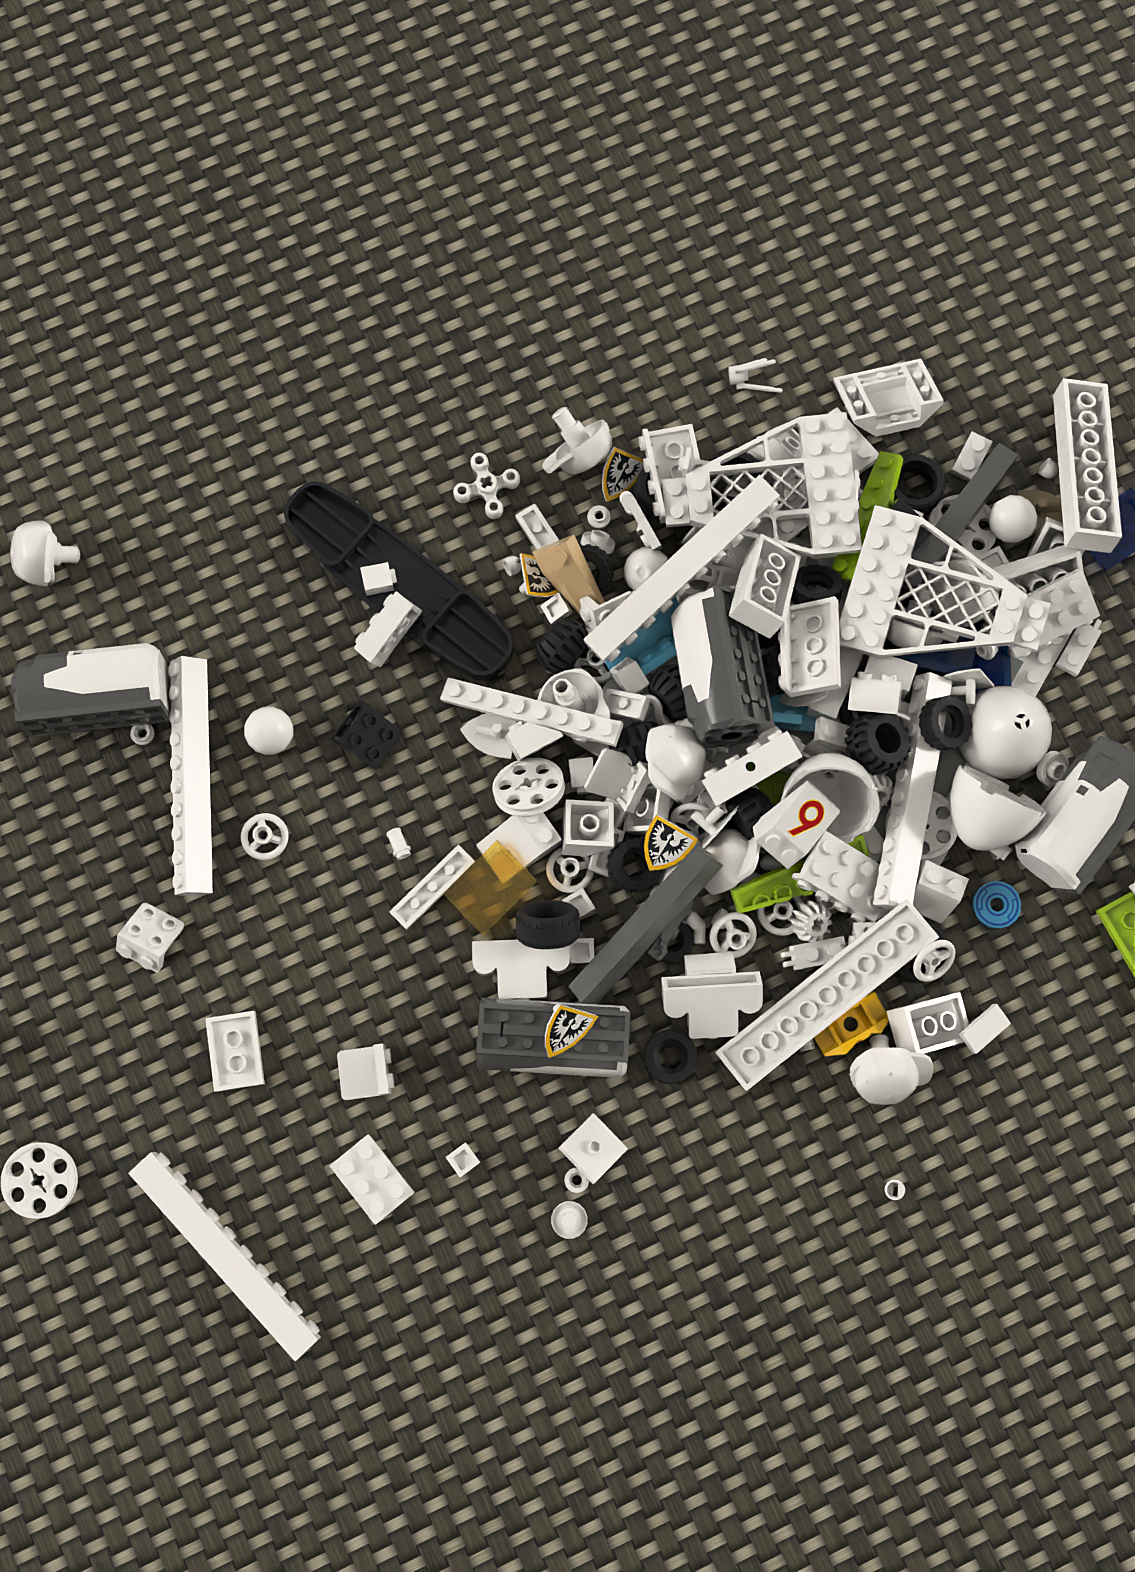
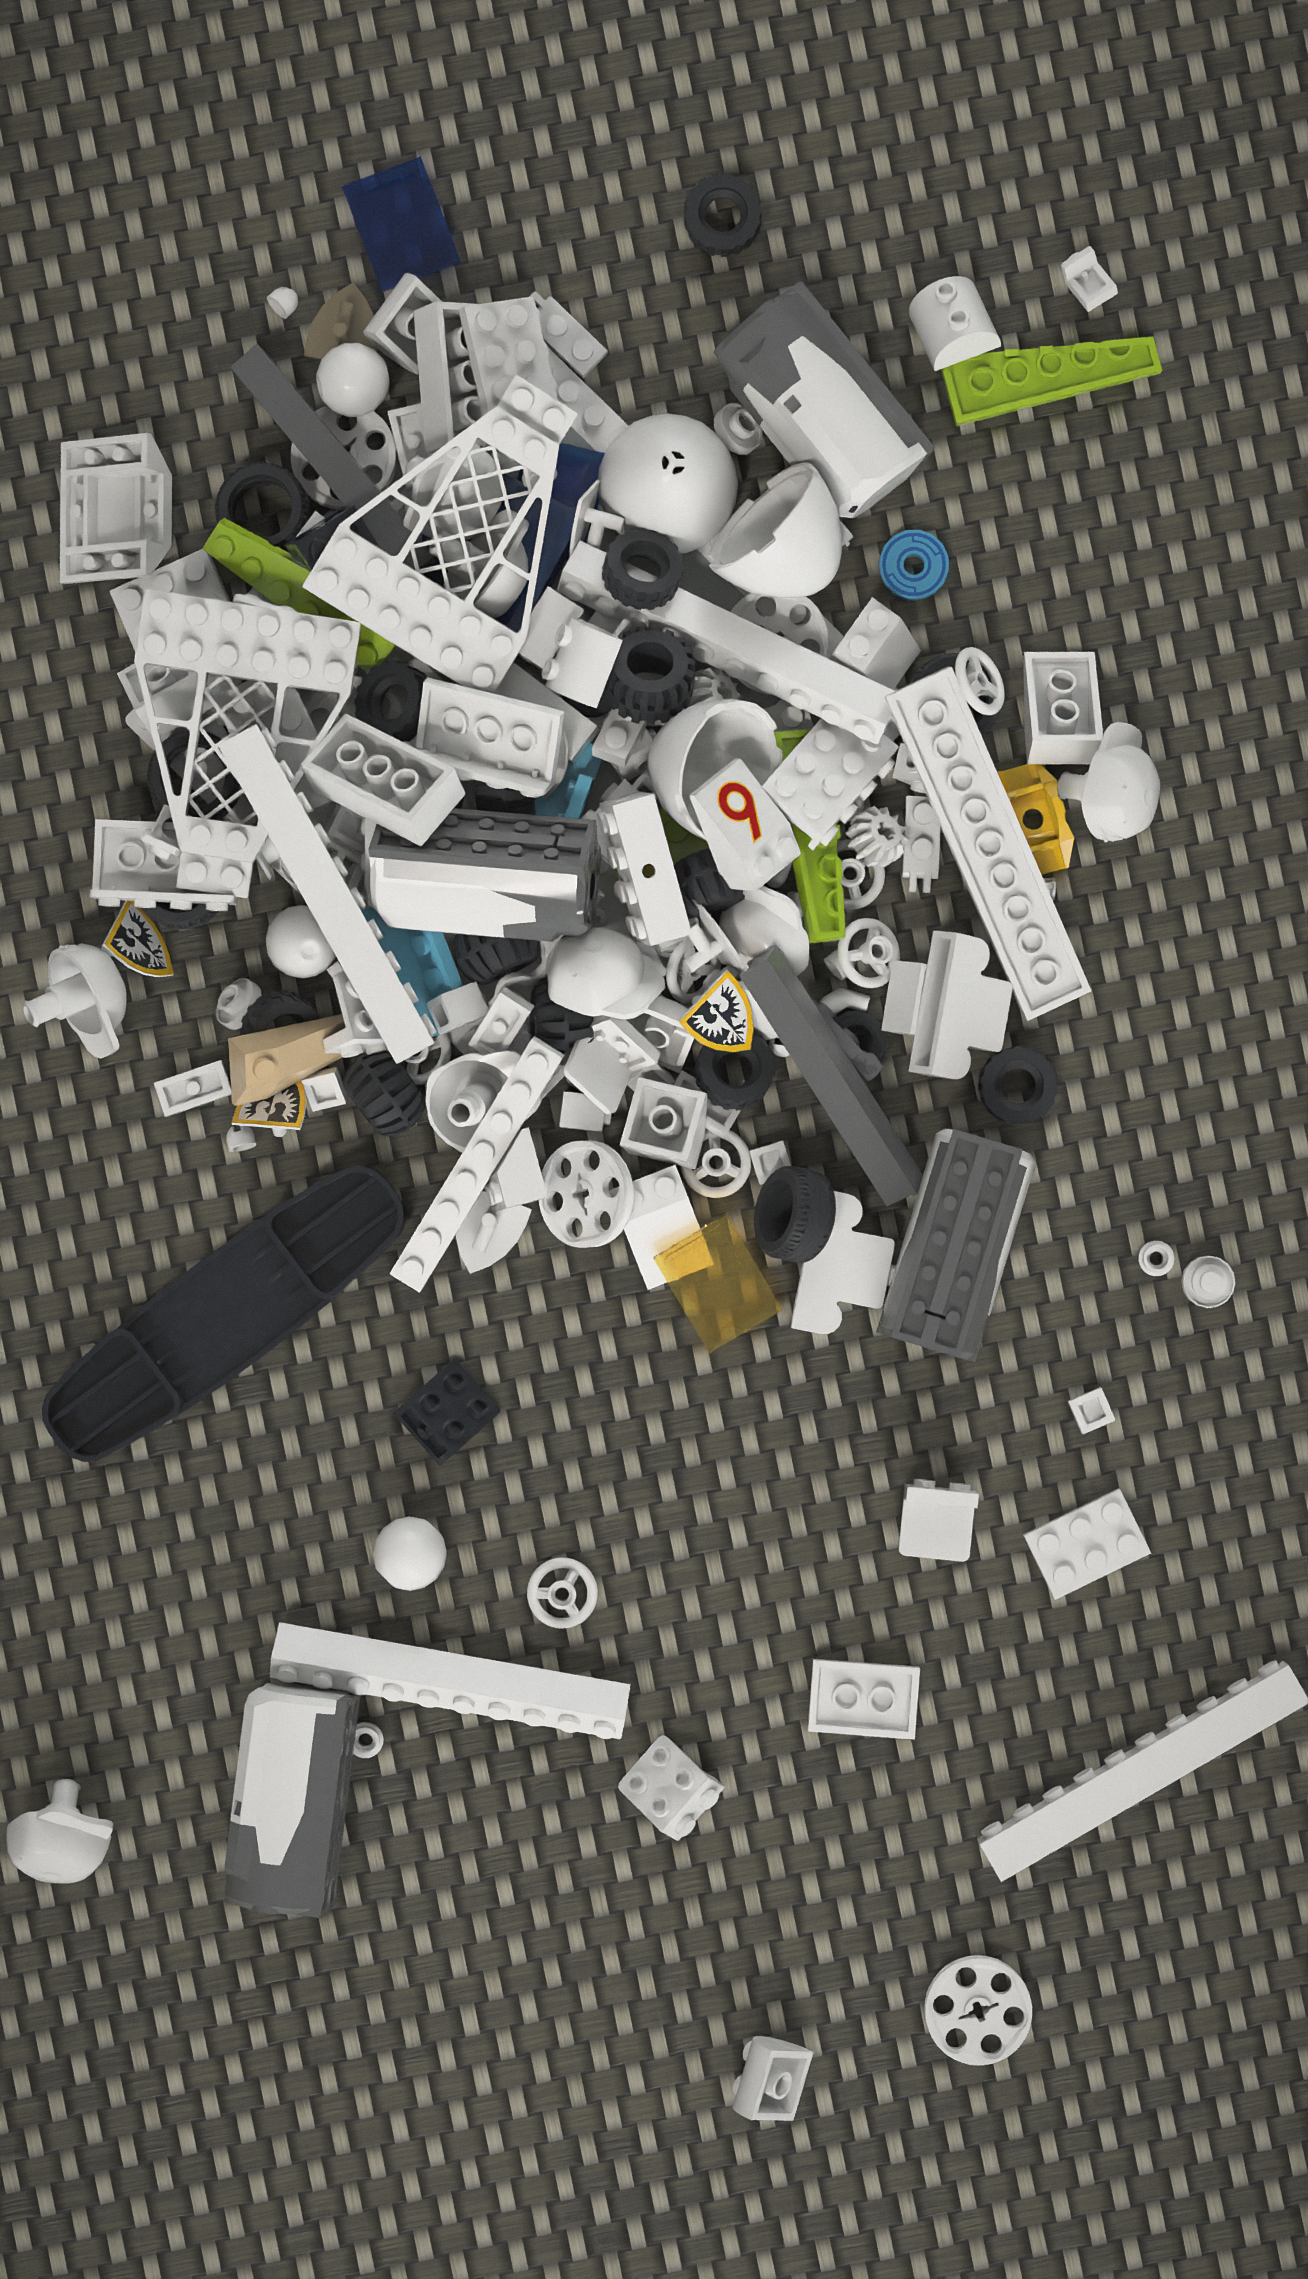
camera: 75 degrees left, 10 degrees up
(378, 578) = (216, 1342): white brick -> none
(387, 629) = (297, 1347): white slope -> none
(398, 843) = (620, 1401): white pin -> none
(432, 887) = (695, 1366): white plate -> none
(483, 479) = (92, 1148): white gear -> none
(566, 1028) = (959, 1224): shield -> none
(582, 951) = (840, 1172): white plate -> none
(593, 1148) = (1119, 1225): white plate -> none
(598, 523) = (205, 997): white plate -> none
(632, 508) = (201, 939): white plate -> none
(739, 374) = (20, 723): white plant -> none
(889, 1189) = (1272, 826): white hinge -> none
(971, 456) = (235, 410): white plate -> none
(984, 1028) = (1084, 632): white tile -> none
(1086, 466) = (302, 249): white brick -> none

